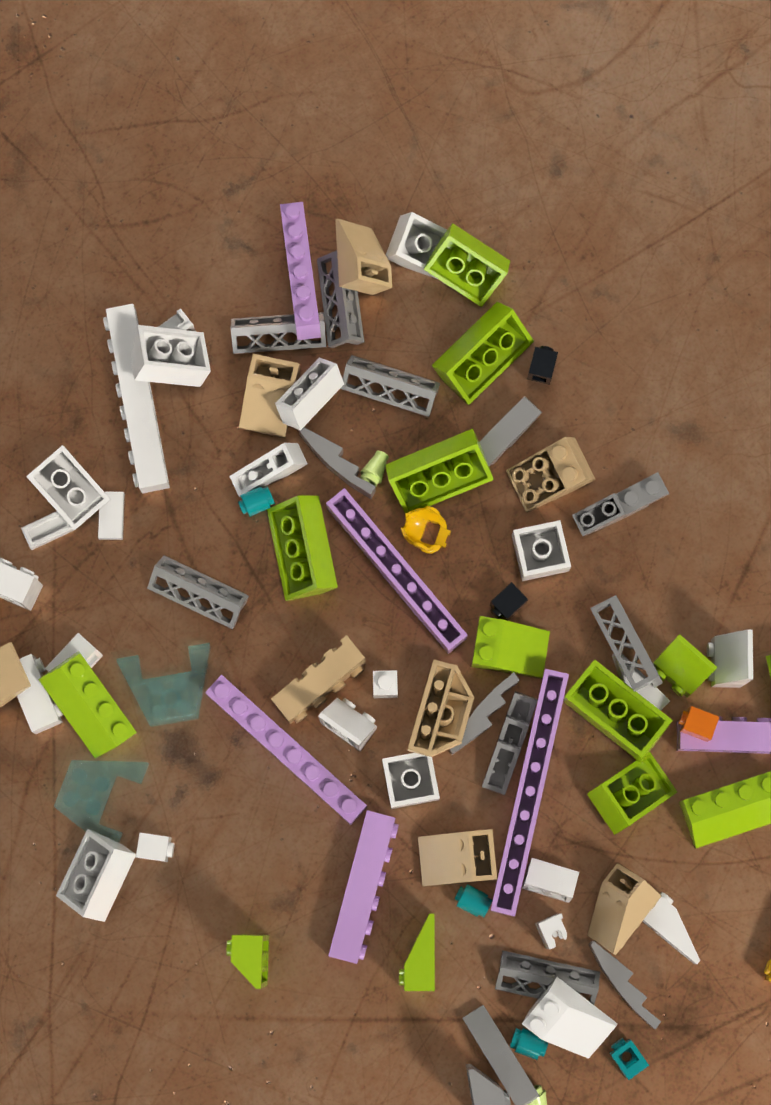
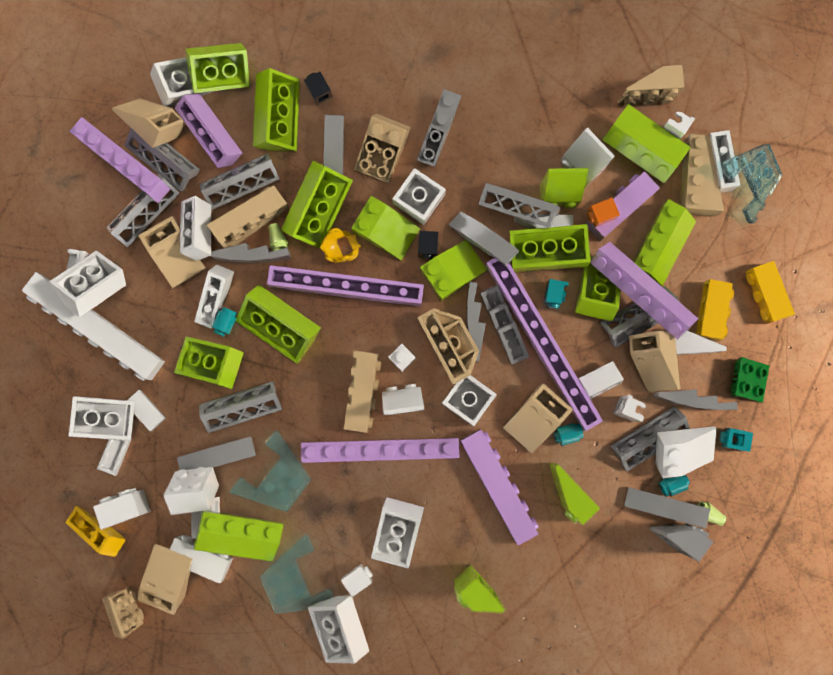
camera: 50 degrees left, 5 degrees up
(86, 625) = (191, 490): none -> white brick
(135, 616) = (218, 455): none -> light grey slope
(208, 525) = (209, 362): none -> lime slope
(230, 839) = (397, 532): none -> white slope
(366, 426) = (248, 217): none -> tan wedge
(404, 314) = (208, 130): none -> lavender brick
(482, 551) = (385, 228): none -> lime slope
(564, 644) = (484, 238): none -> light grey slope
(585, 758) = (555, 293): none -> teal brick
(647, 860) = (629, 326): none -> light grey fence
(668, 831) = (643, 290): none -> lavender brick
(697, 1016) = (750, 379): none -> green hinge
(724, 917) = (714, 310): none -> yellow brick

